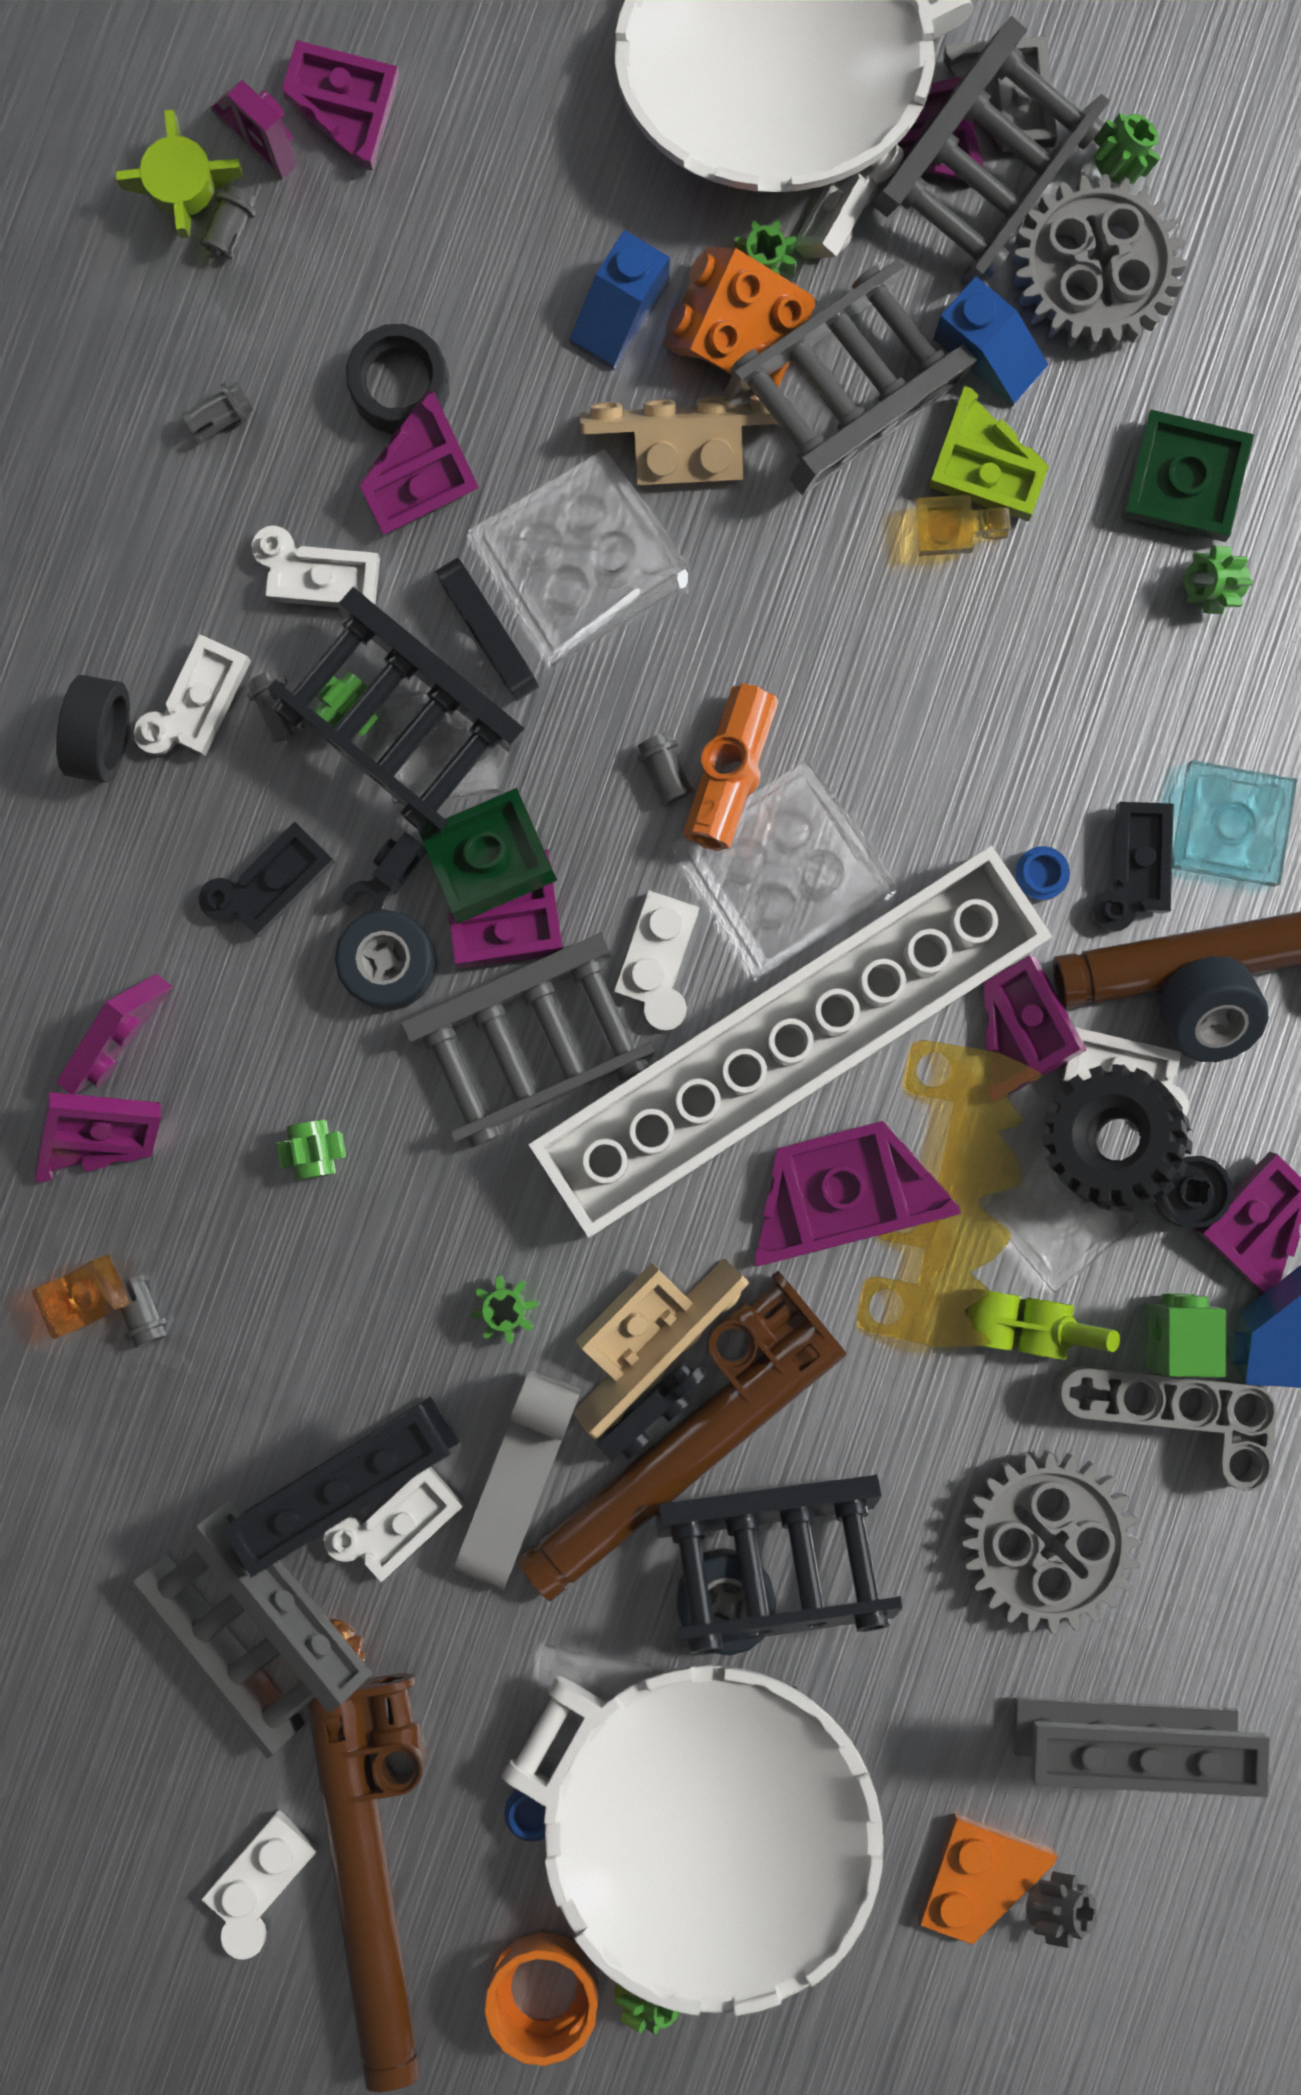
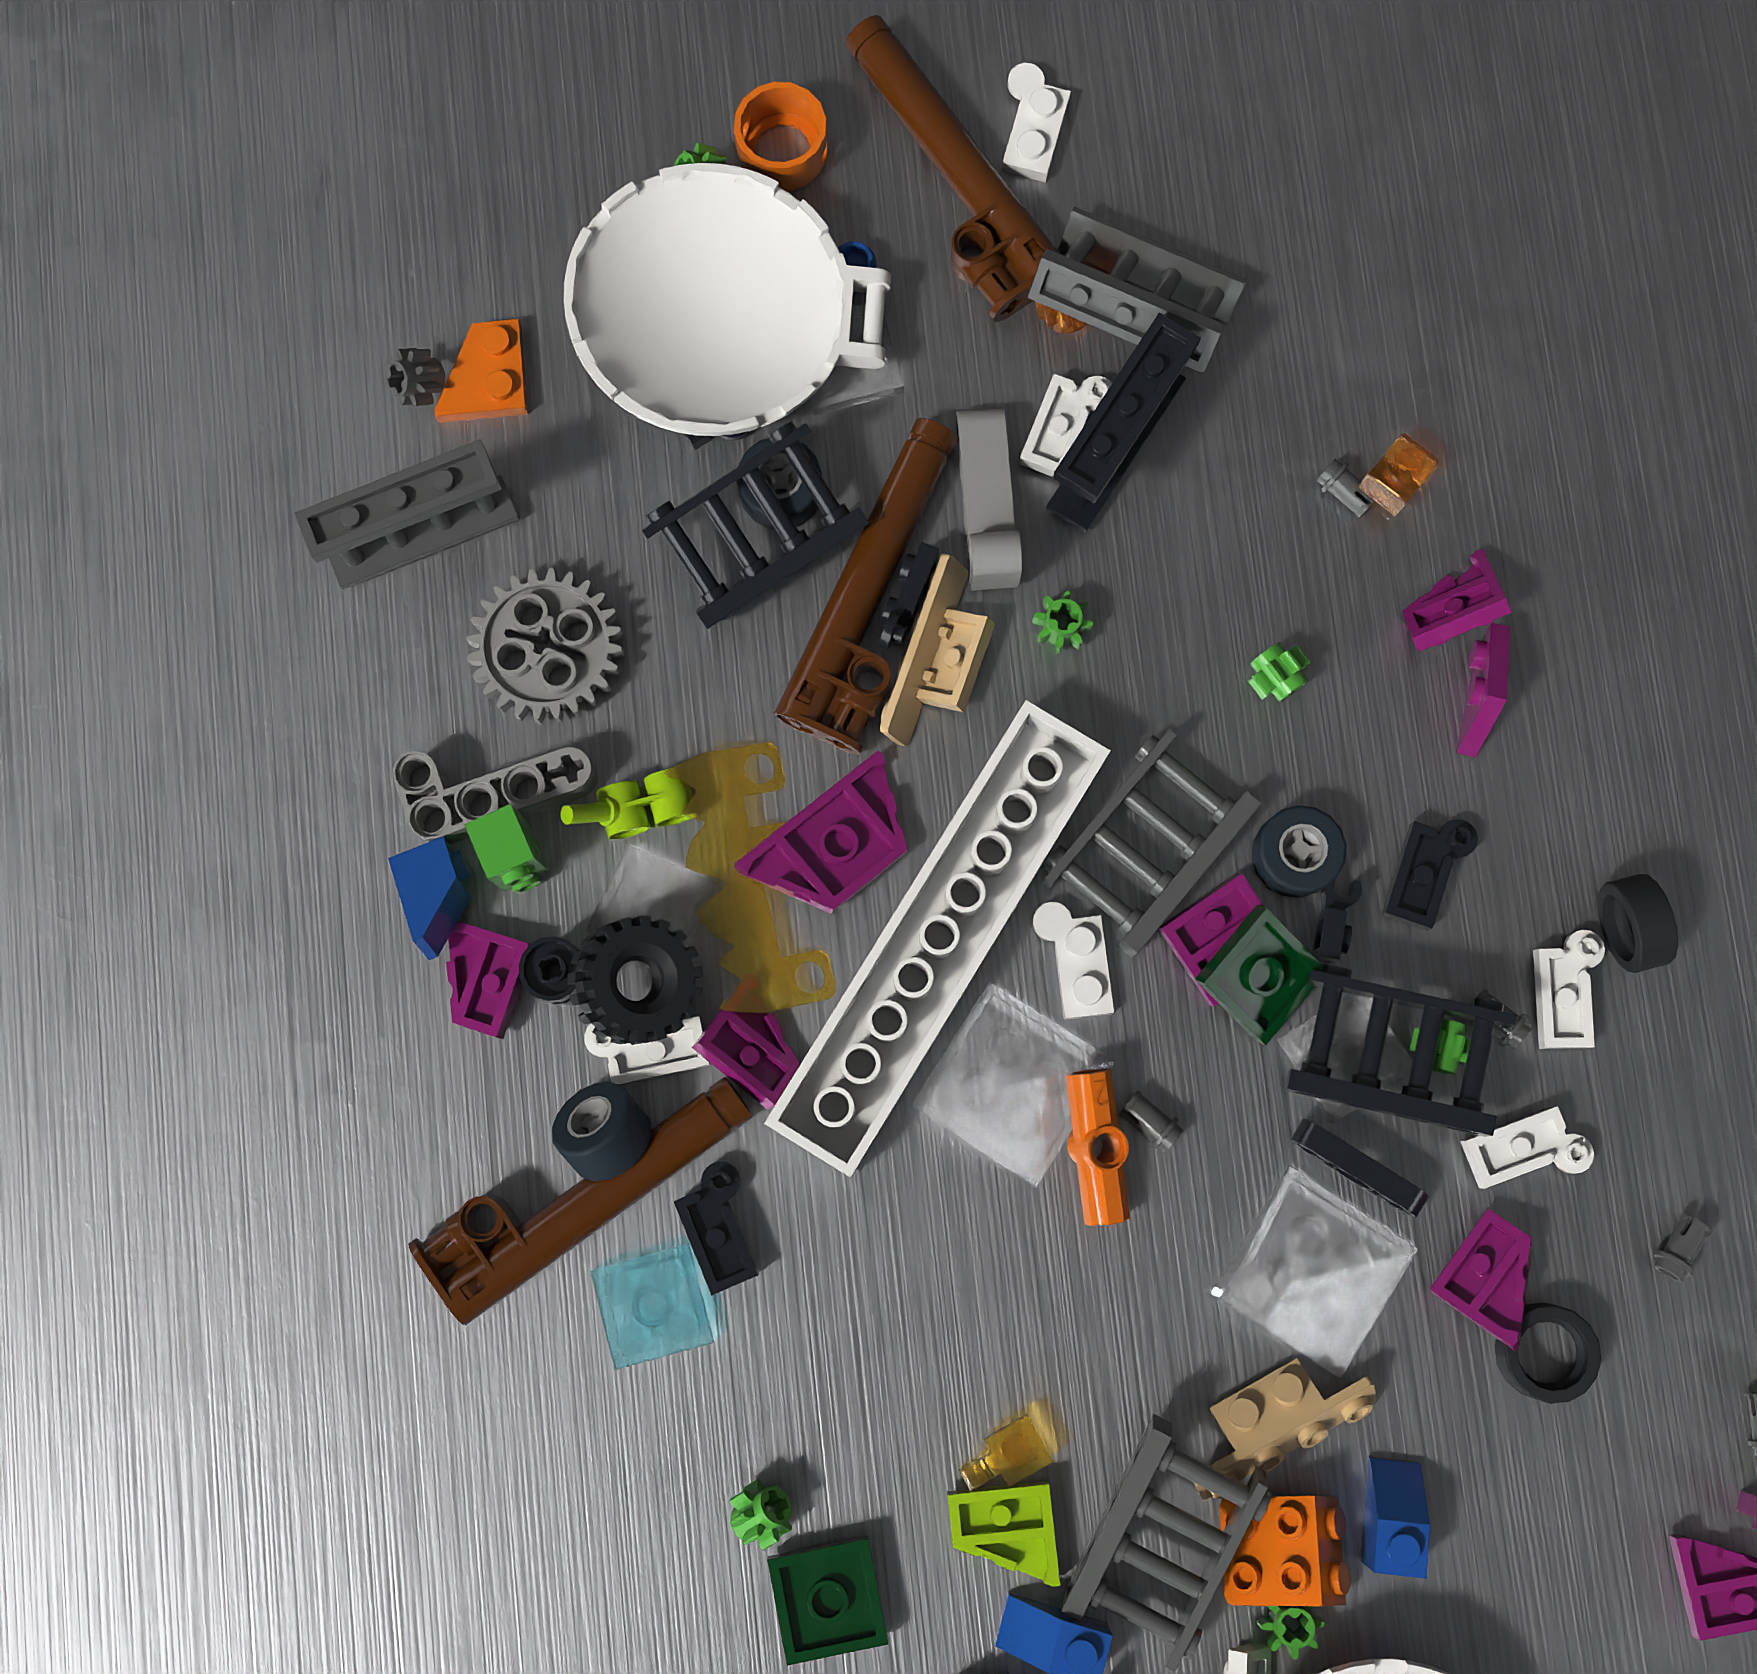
camera: 155 degrees right, 5 degrees down
(1042, 873) = (794, 1184): blue plate -> none

